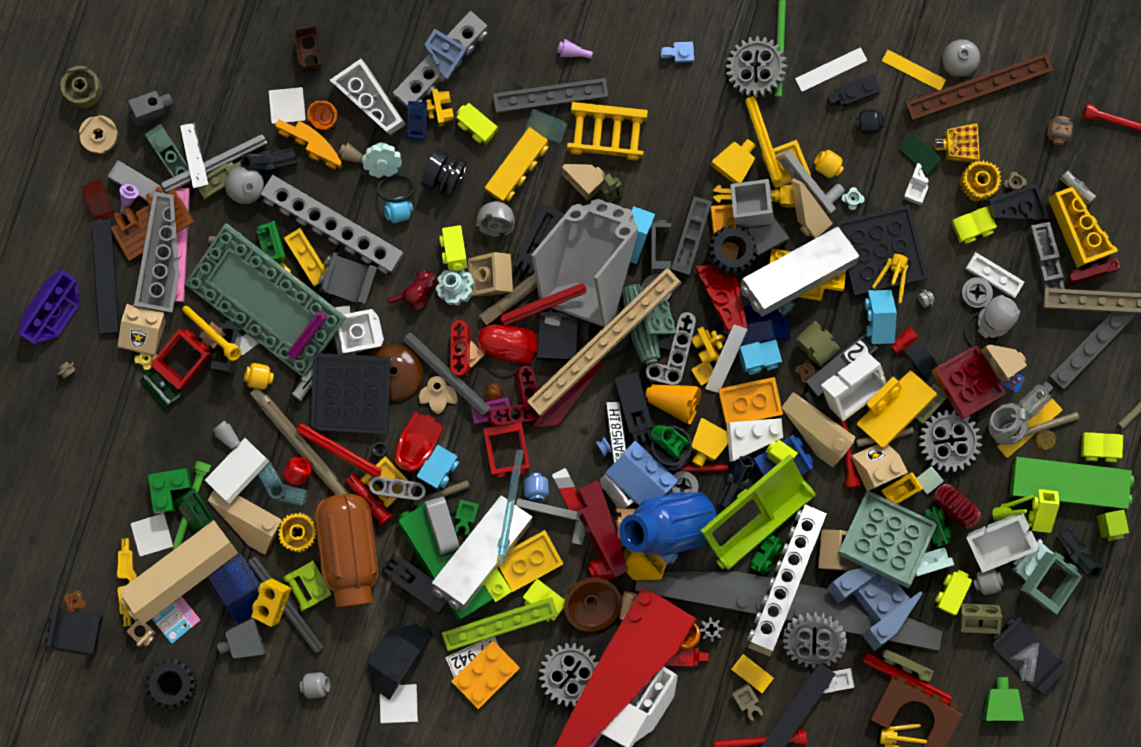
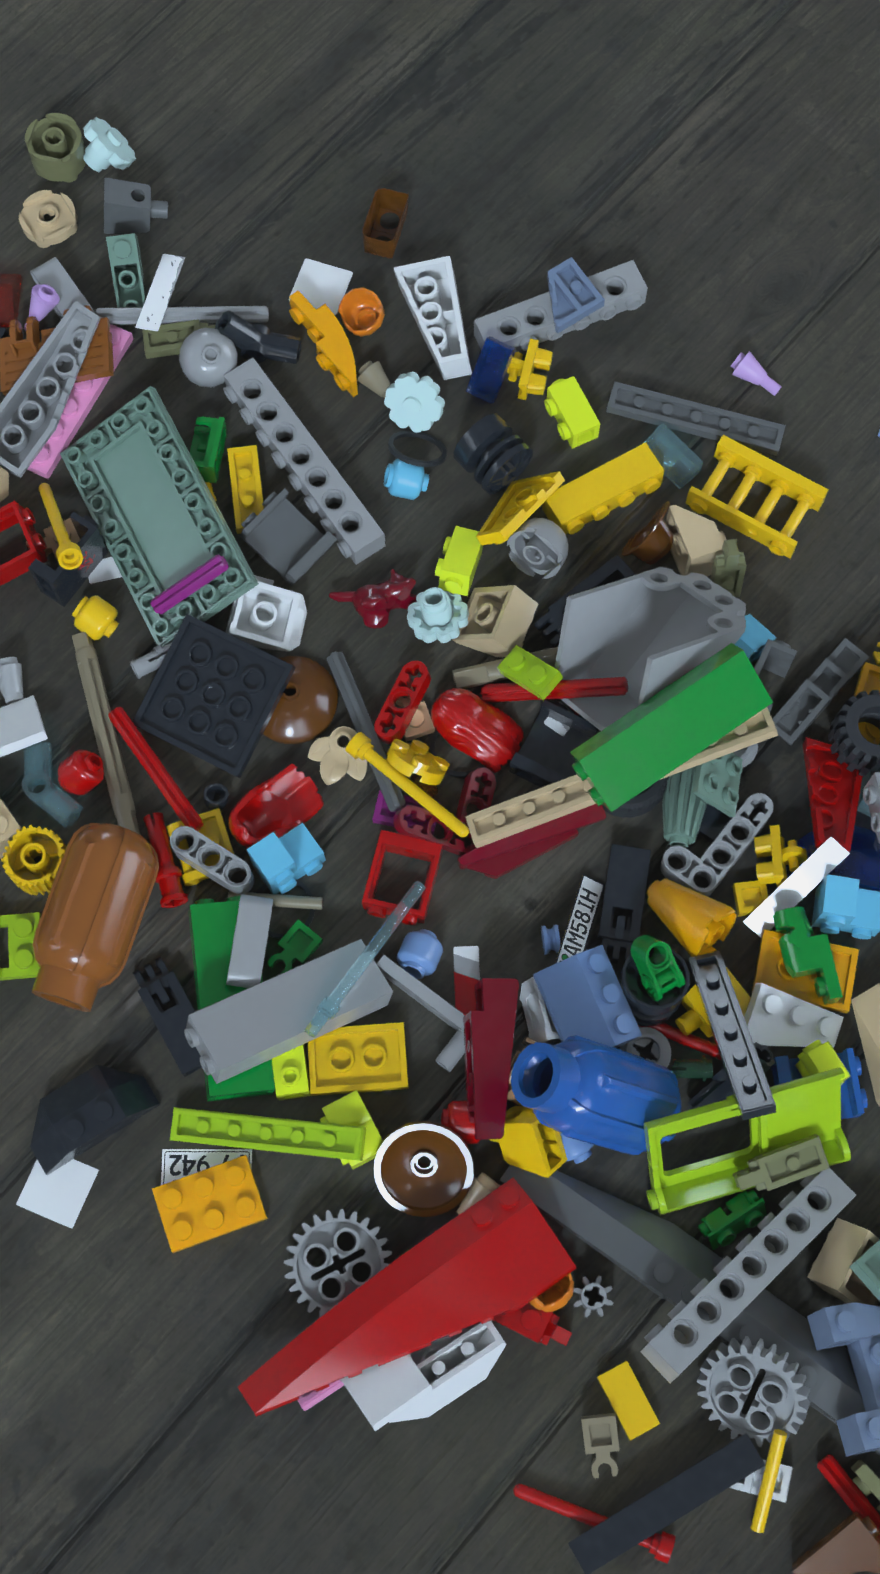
camera: 30 degrees right, 10 degrees down
(113, 72) = (106, 146): none -> light aqua plant
(451, 387) = (361, 748): none -> yellow piece
(472, 200) = (517, 505): none -> yellow wing
(484, 379) = (416, 759): none -> yellow plate
(525, 300) = (530, 672): none -> lime plate
(557, 185) = (652, 540): none -> reddish brown piece
(621, 307) = (670, 727): none -> green brick
(712, 483) = (695, 1068): none -> clear green pin
(725, 460) = (732, 1036): none -> tile
(748, 393) = (806, 953): none -> green plate
(781, 515) = (783, 1165): none -> olive hinge
(841, 680) = (768, 1481): none -> yellow bar

